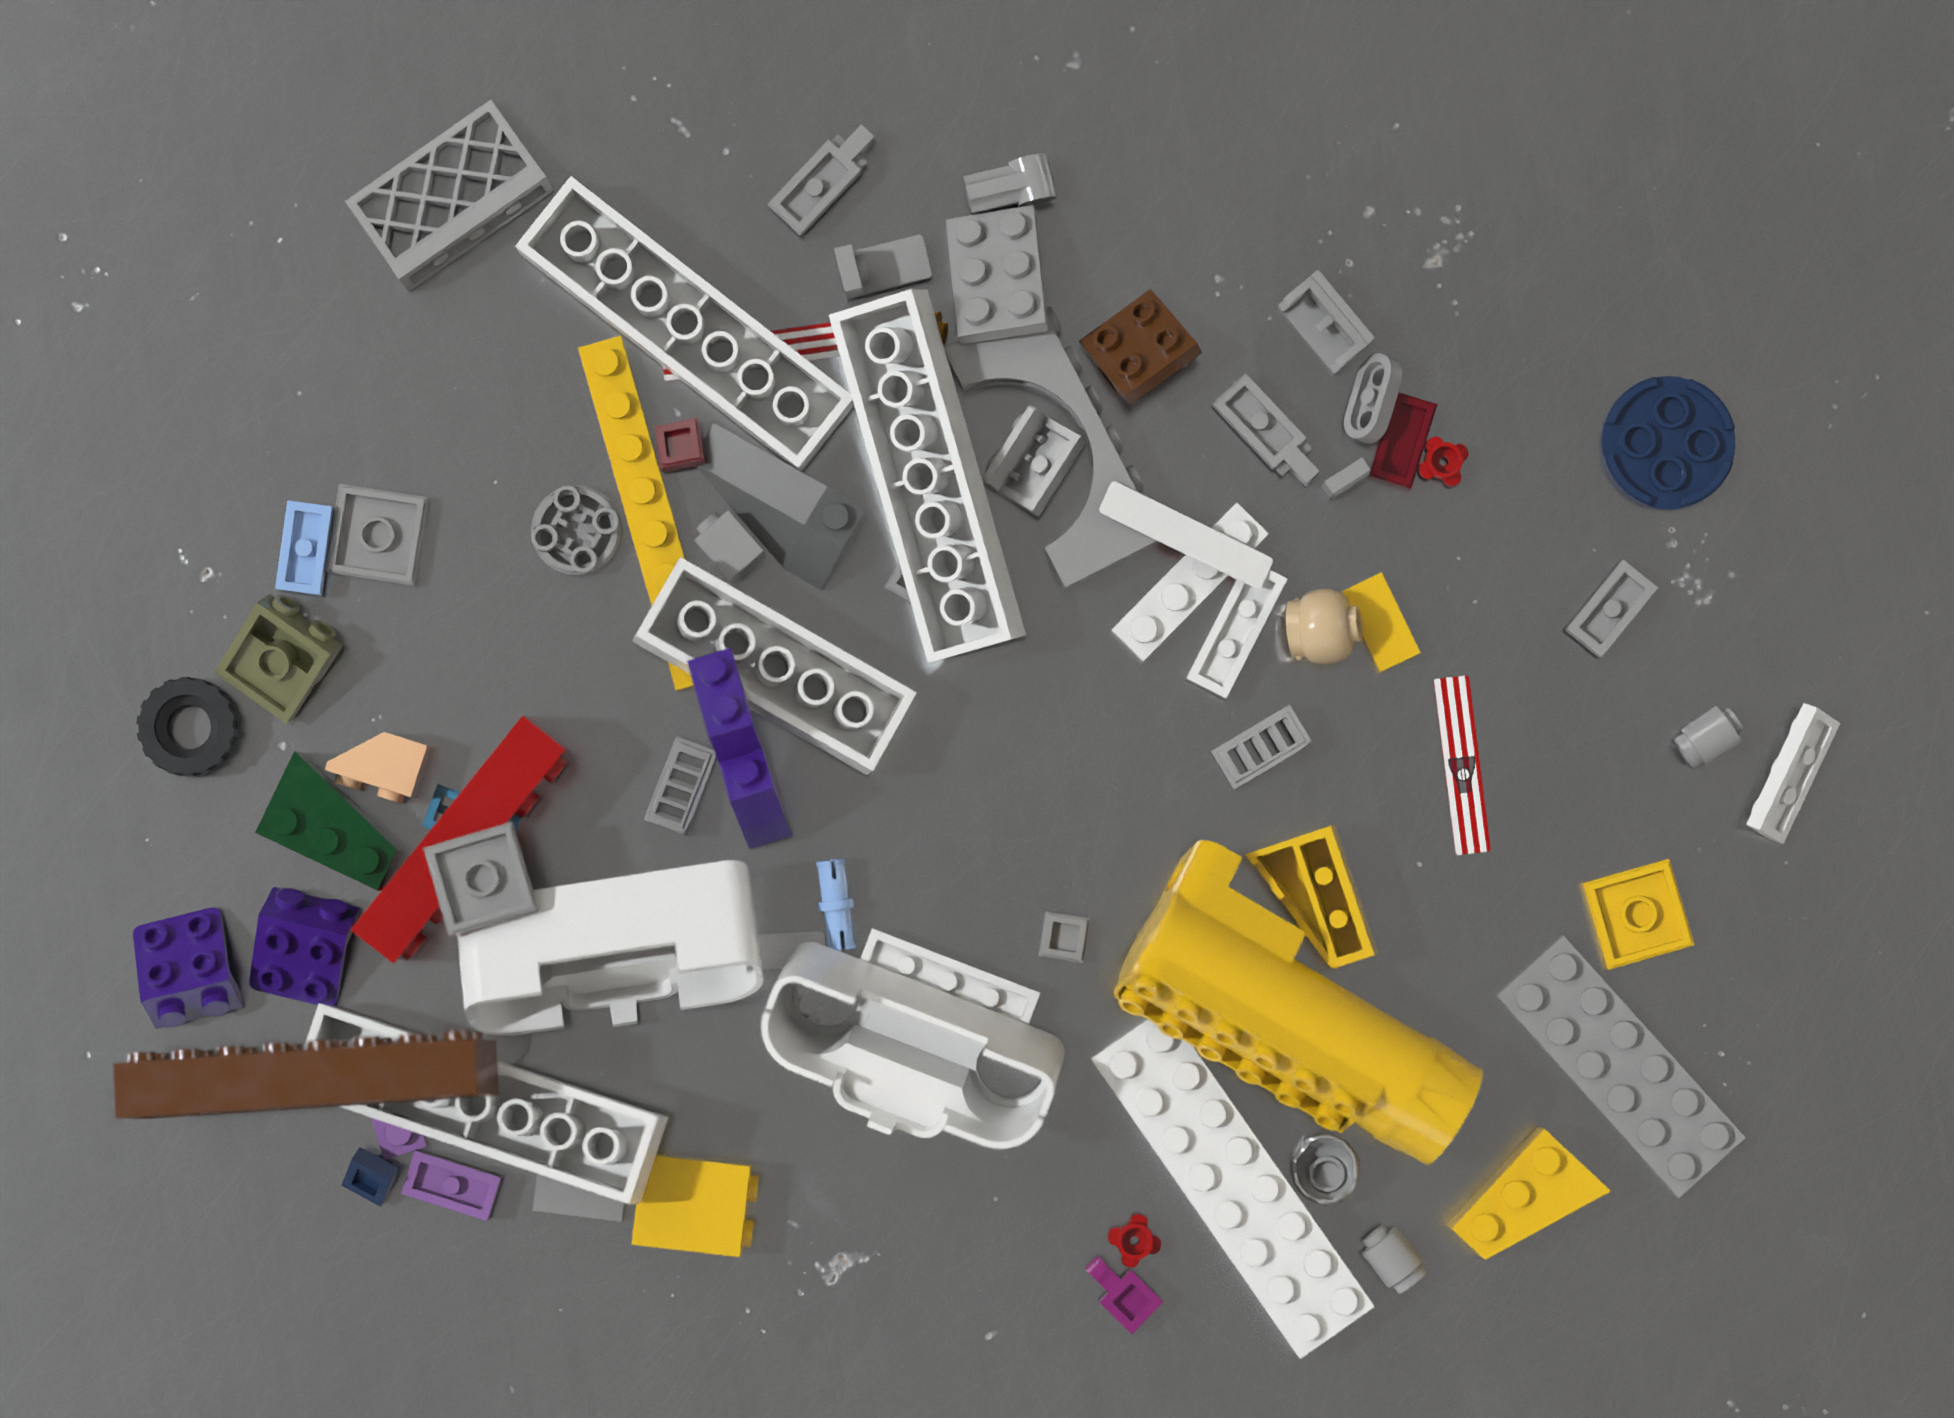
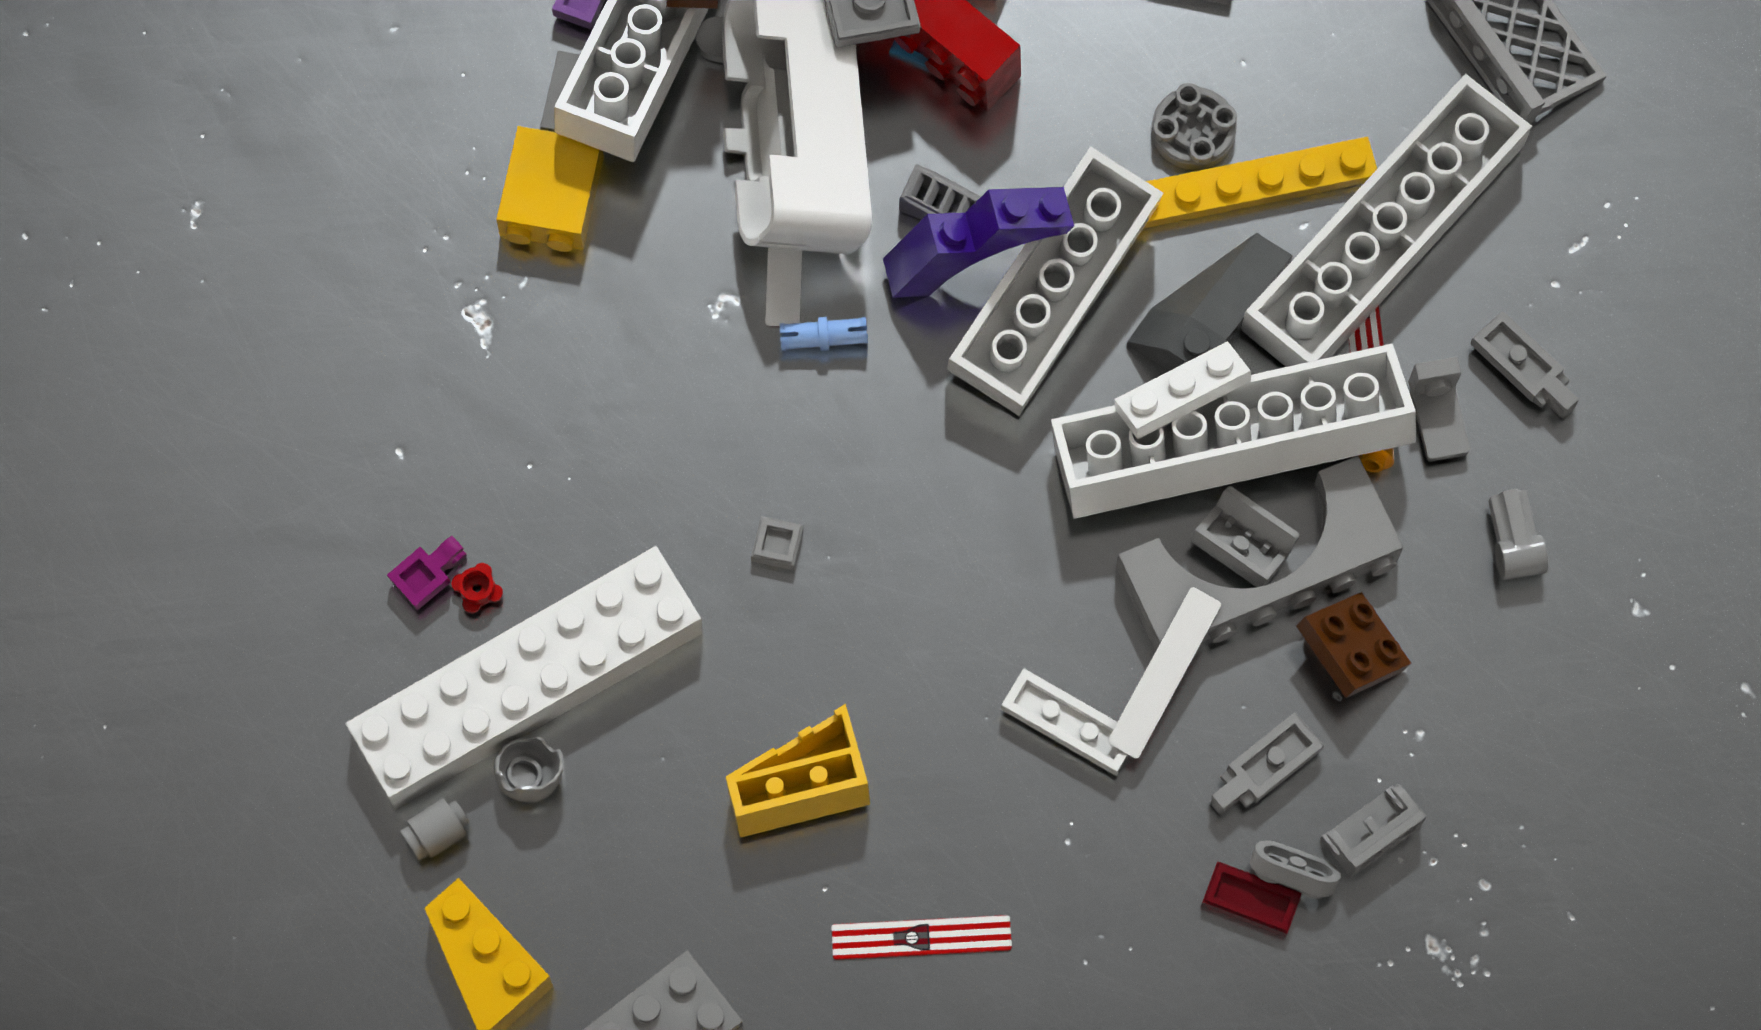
camera: 90 degrees right, 15 degrees down
(680, 445) = (1272, 222): dark red tile -> none
(728, 545) = (1173, 257): light grey brick -> none
(893, 528) = (1182, 390): none -> white plate
(909, 1051) = (672, 386): white piece -> none
(950, 976) = (742, 430): white plate -> none
(996, 275) = (1428, 512): light grey plate -> none
(1182, 590) = (1111, 676): white plate -> none
(1229, 985) = (712, 679): yellow piece -> none
(1295, 729) = (966, 771): light grey slope -> none
(1322, 626) = (1067, 798): tan piece -> none
(1346, 478) = (1215, 836): light grey tile -> none
(1382, 623) = (1069, 864): yellow tile -> none
(1453, 453) = (1239, 929): red plate -> none

